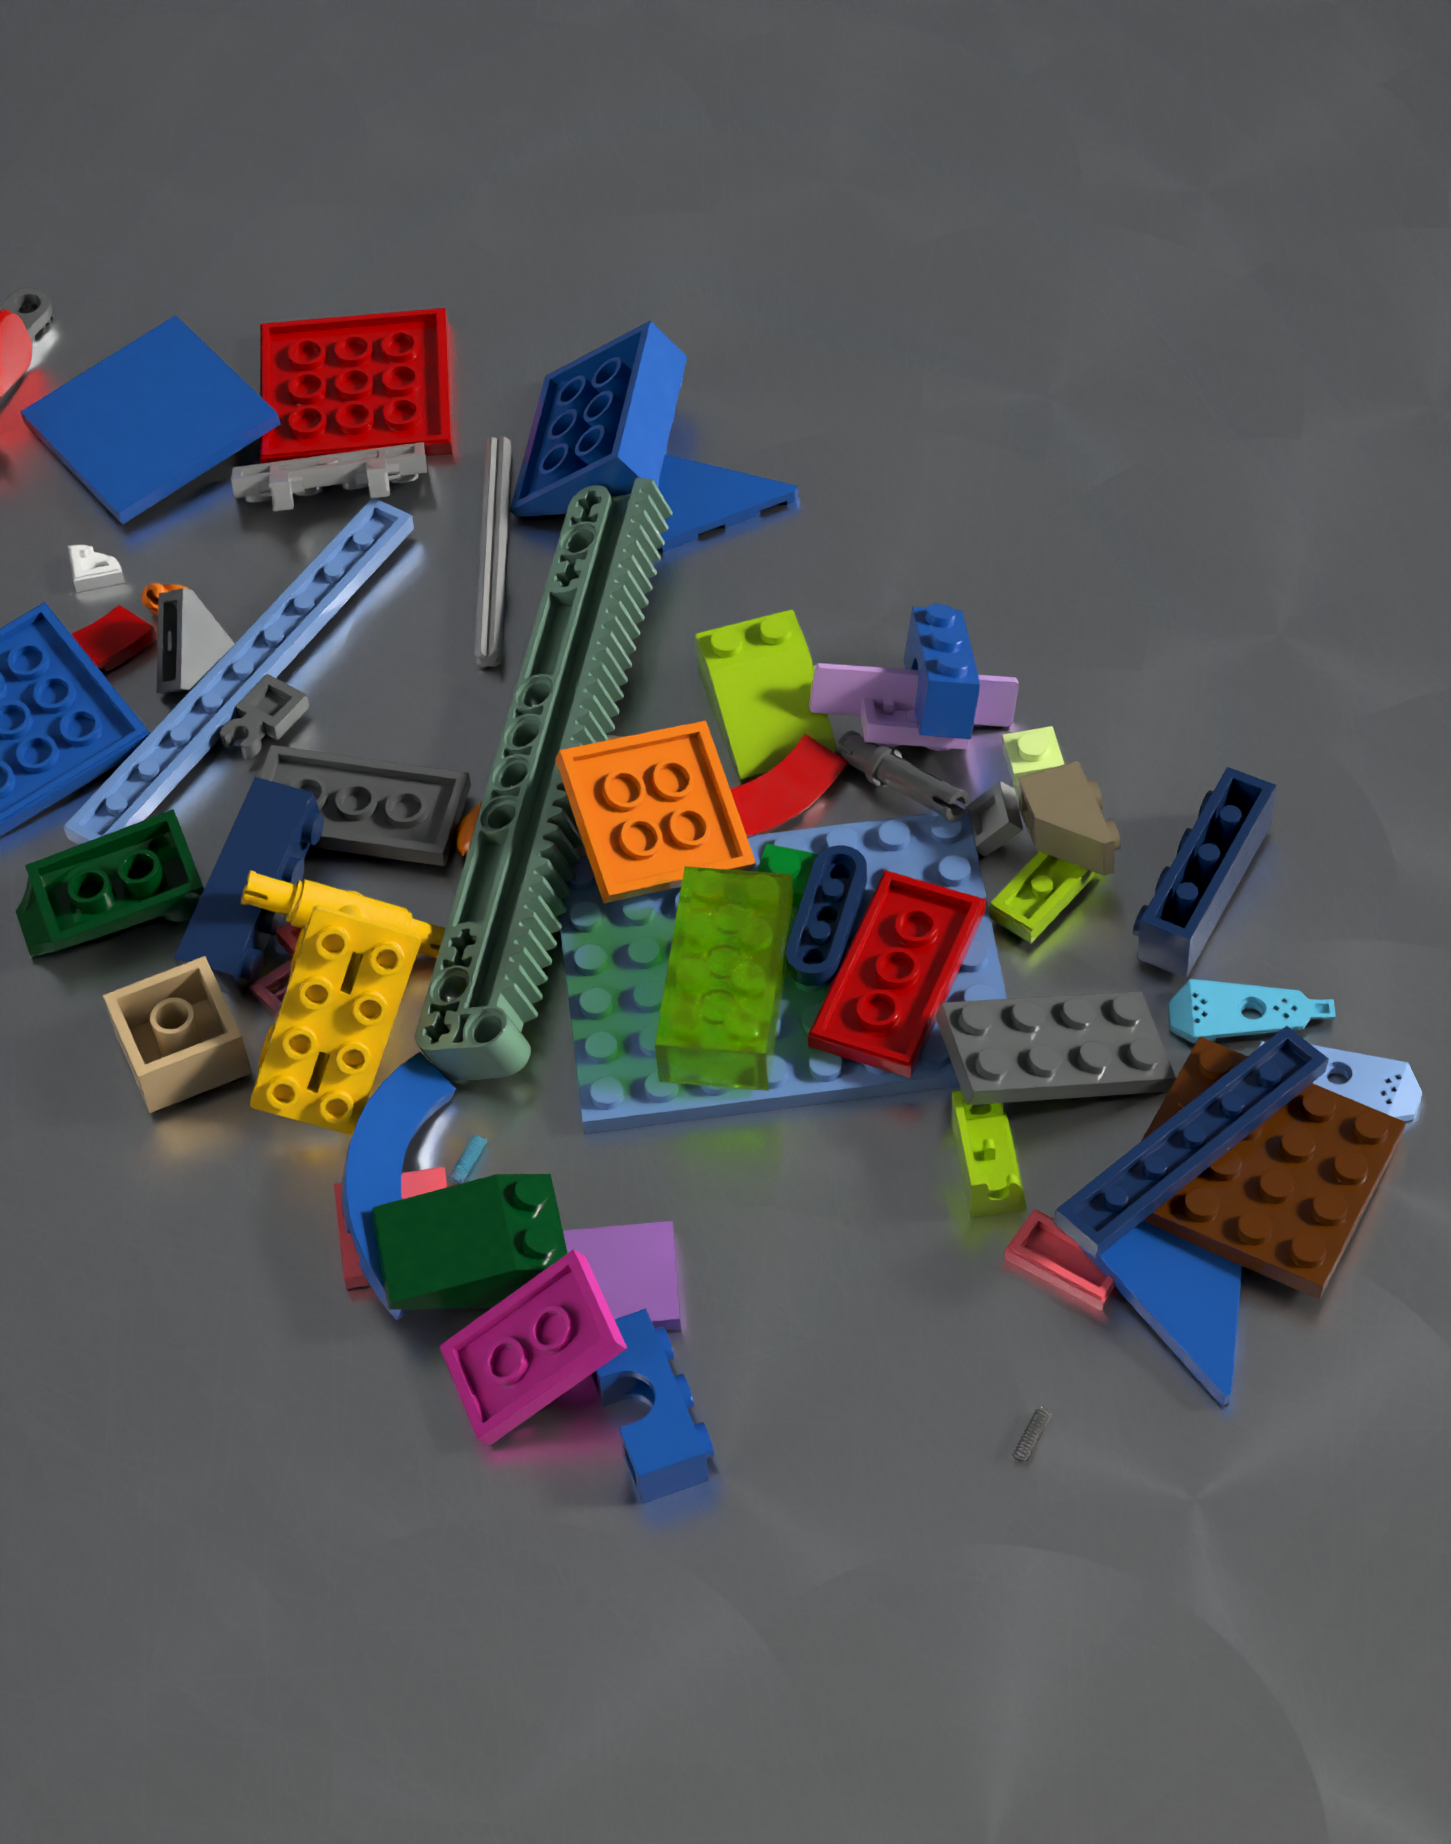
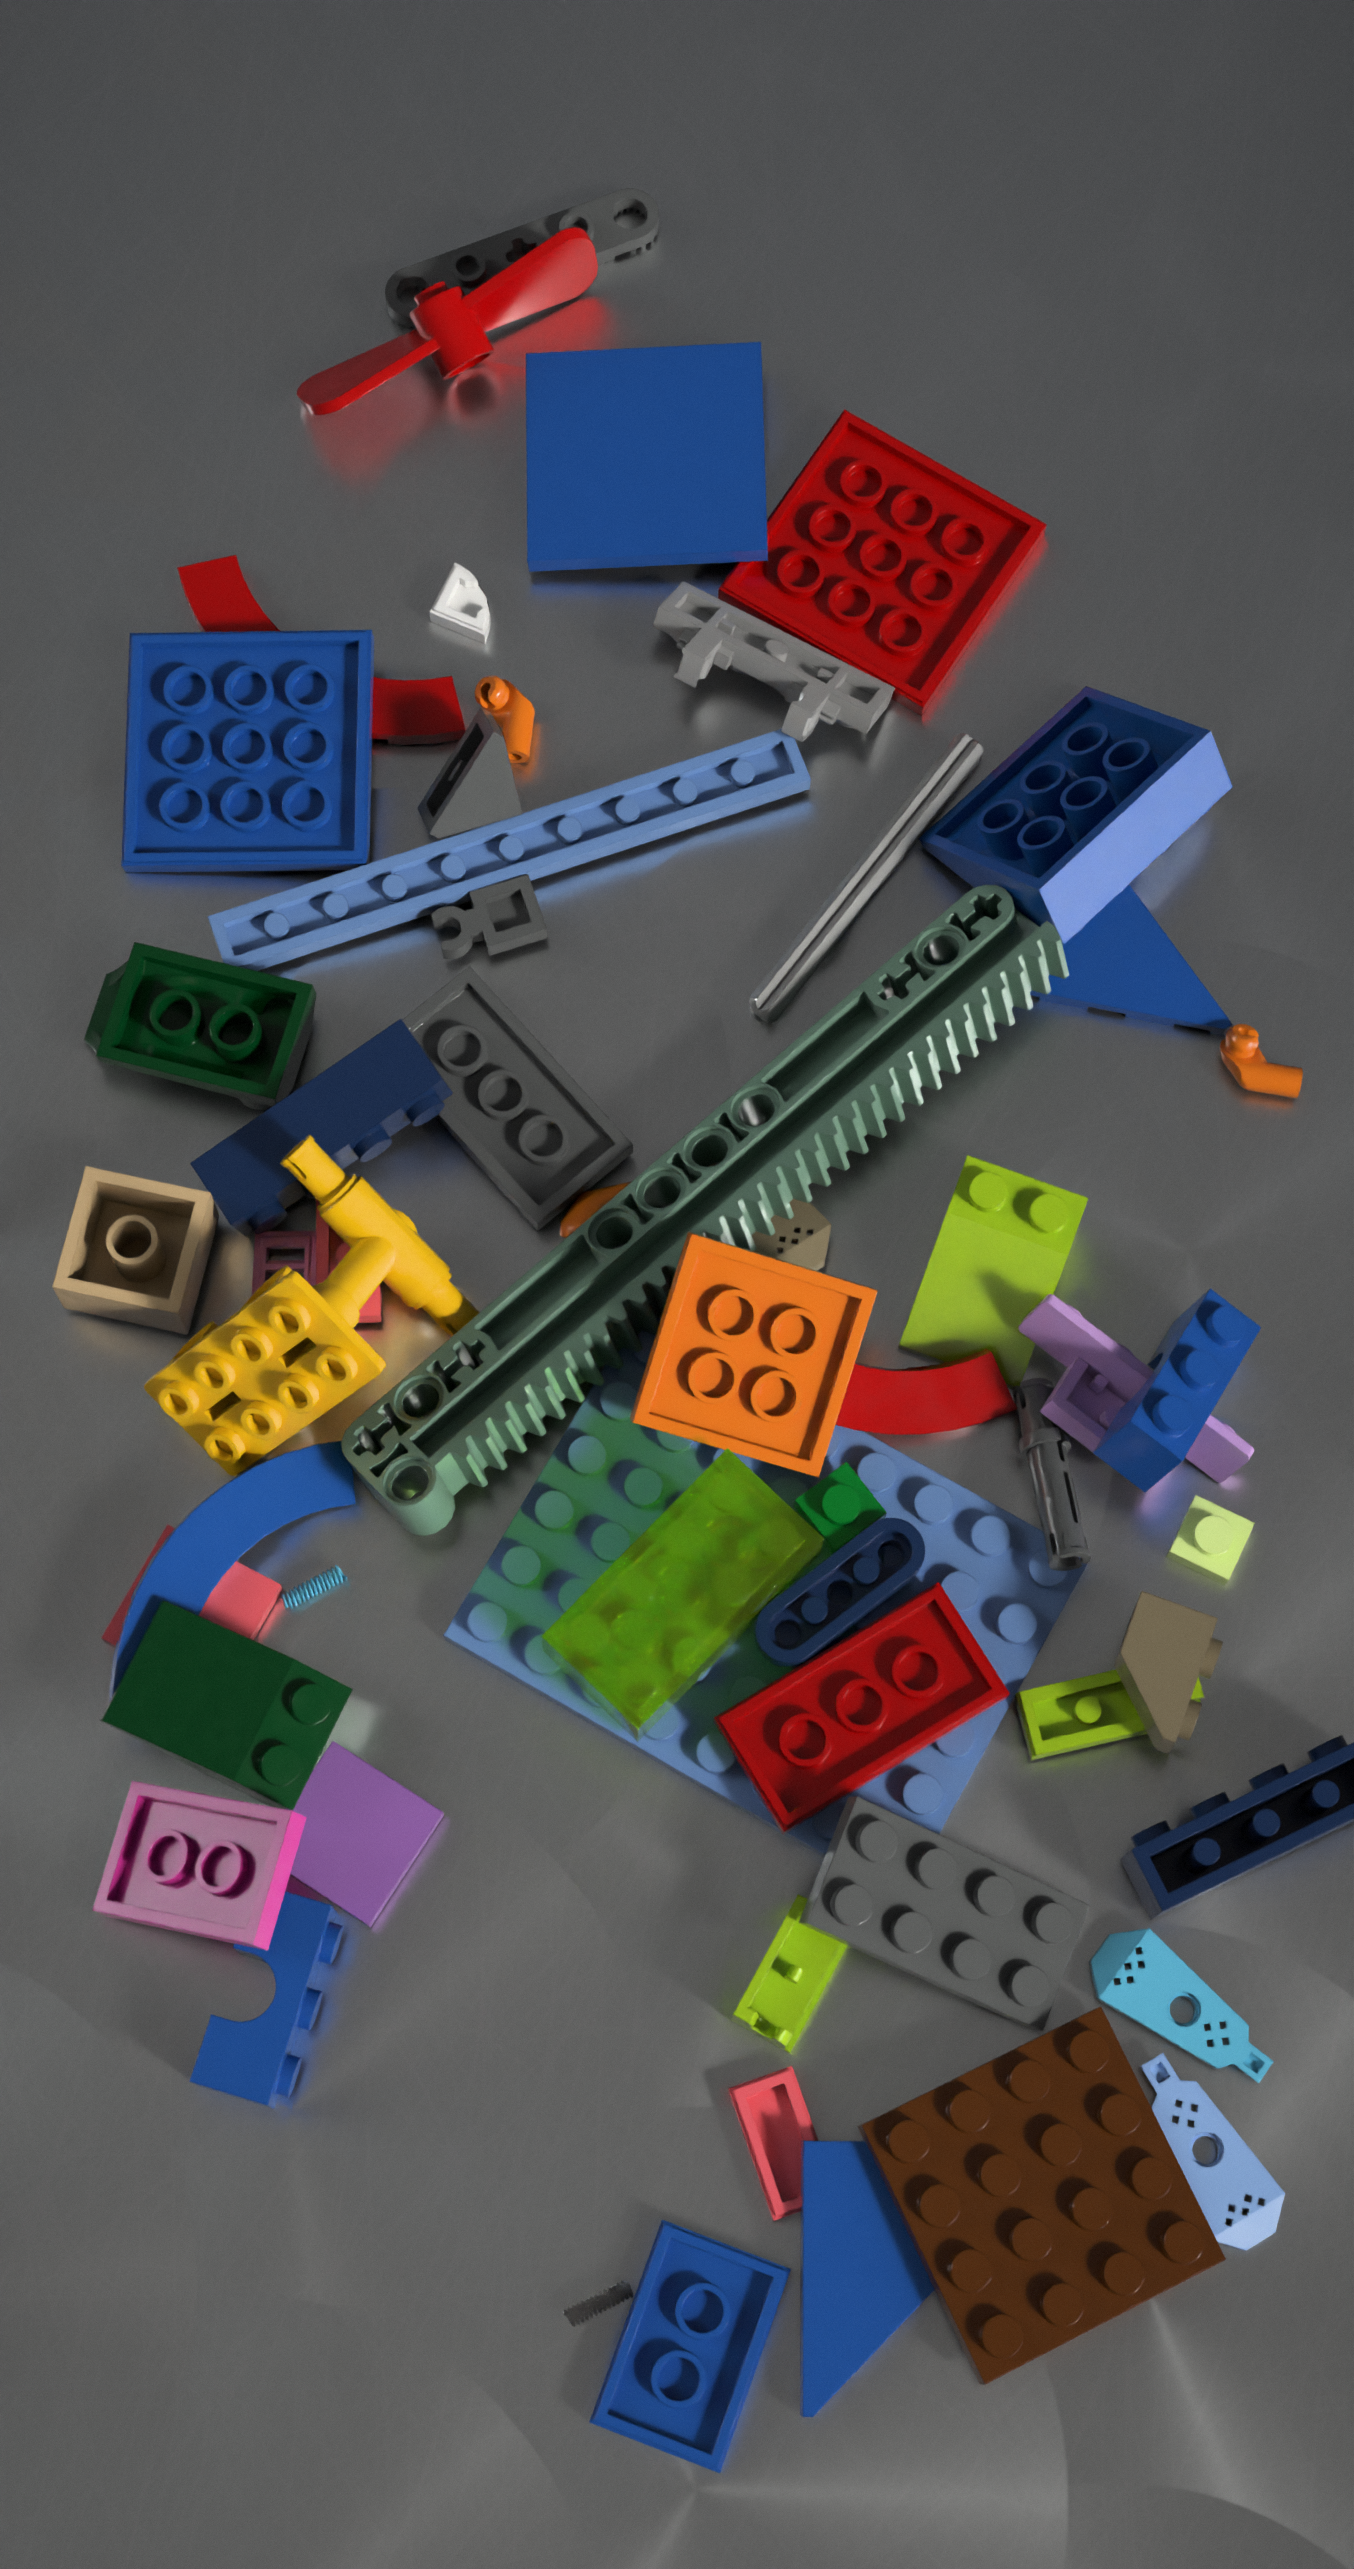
camera: 30 degrees right, 20 degrees up
(832, 503) = (1251, 1069): none -> orange arm
(994, 818) = (1105, 1592): light grey plate -> none
(1114, 1416) = (690, 2346): none -> blue tile
(1190, 1142) = (978, 2140): dark blue plate -> none

